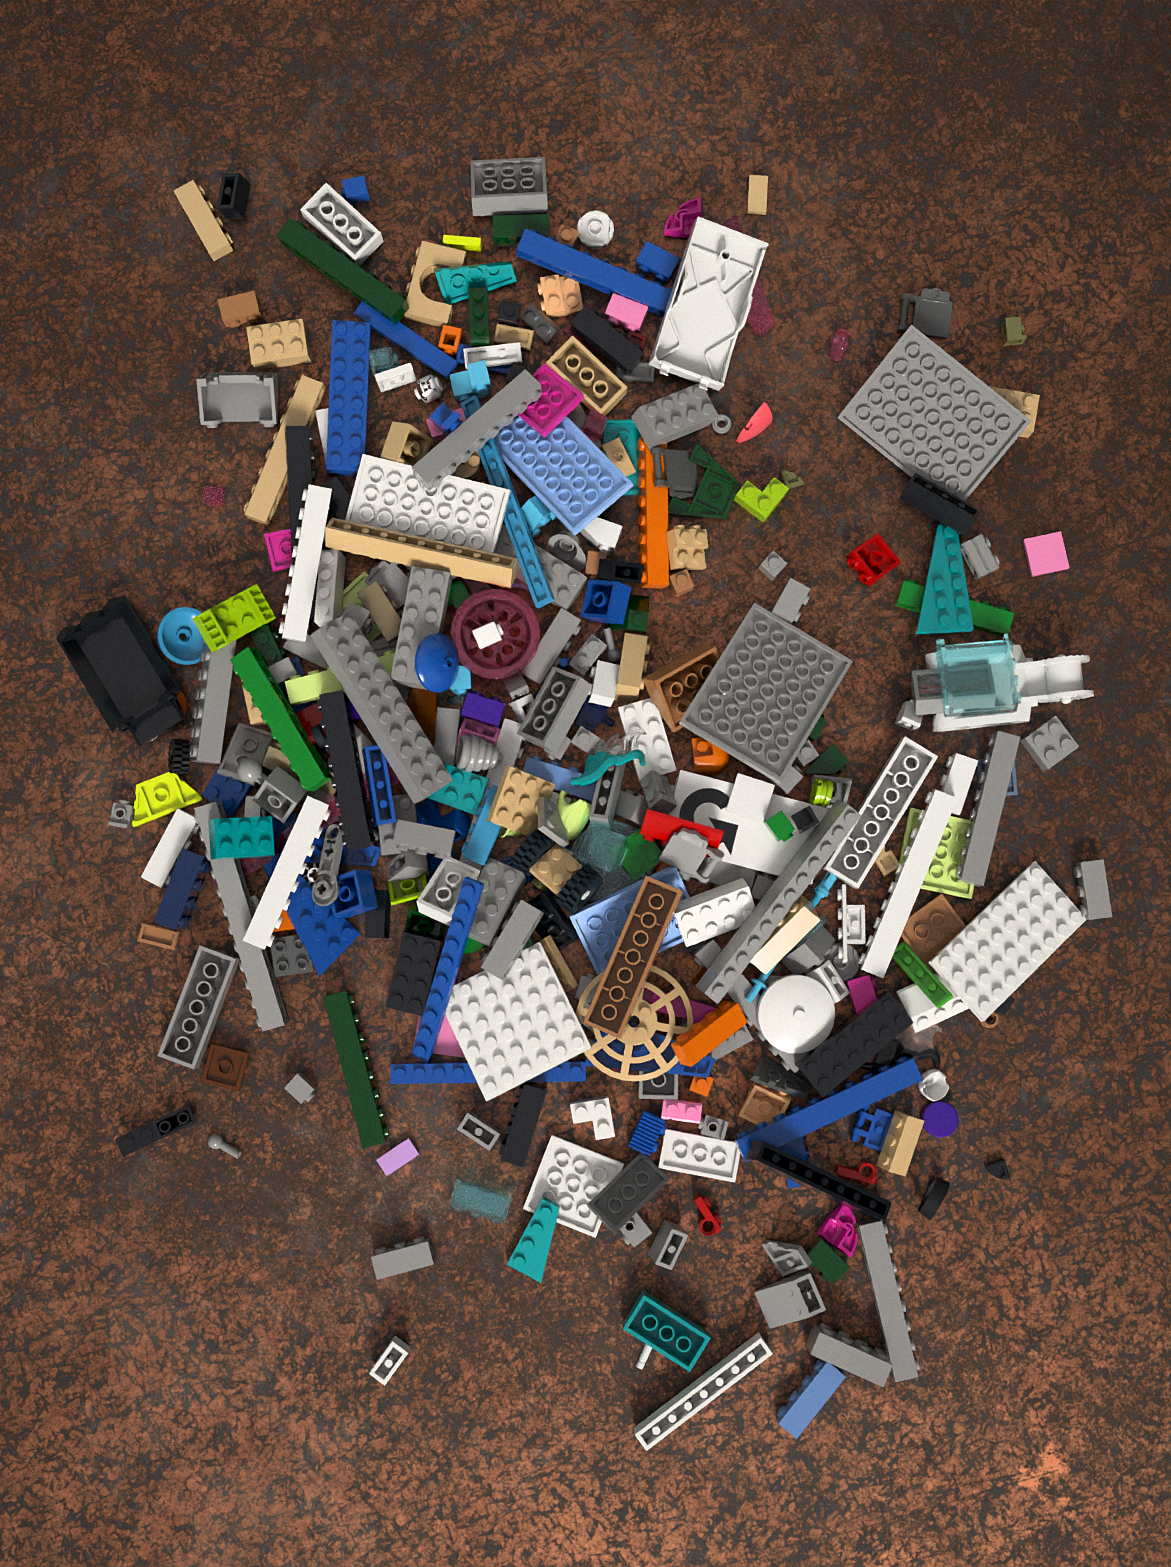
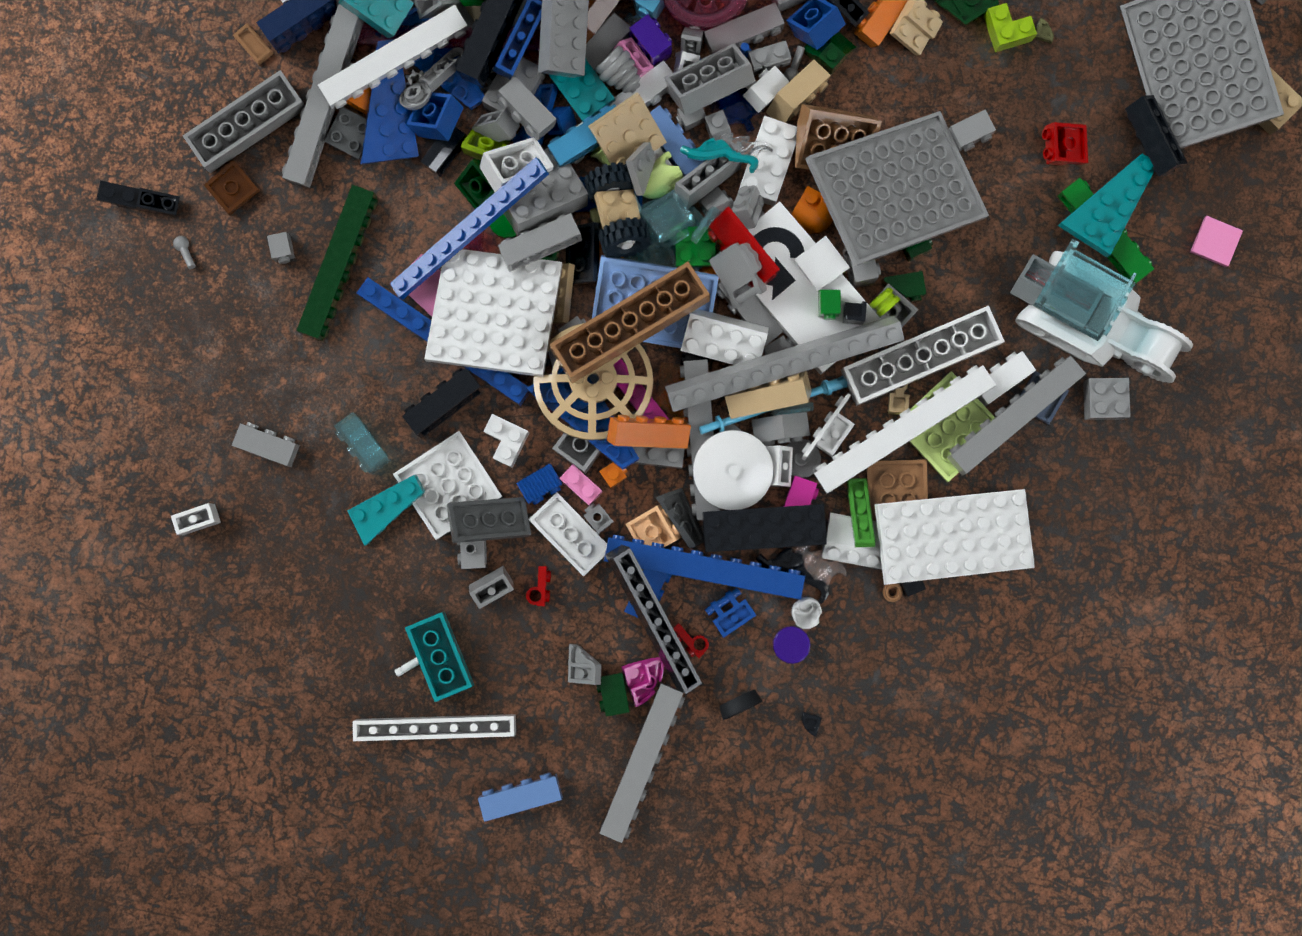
camera: 35 degrees right, 0 degrees up
(397, 1156) = (320, 360): lavender tile -> none
(414, 971) = (439, 214): black brick -> none
(479, 1130) = (402, 383): light grey brick -> none
(637, 835) = (704, 224): none -> clear light blue tile
(681, 583) = (890, 52): medium nougat brick -> none
(772, 566) = (977, 90): light grey brick -> none
(790, 1299) = (560, 704): light grey slope -> none
(806, 754) = (893, 264): light grey brick -> none
(849, 1354) = (577, 783): light grey brick -> none
(900, 1143) = (744, 640): tan brick -> none
(907, 717) = (1001, 294): white slope -> none
(979, 556) = (1158, 203): light grey brick -> none
(1093, 889) = (1057, 546): light grey brick -> none

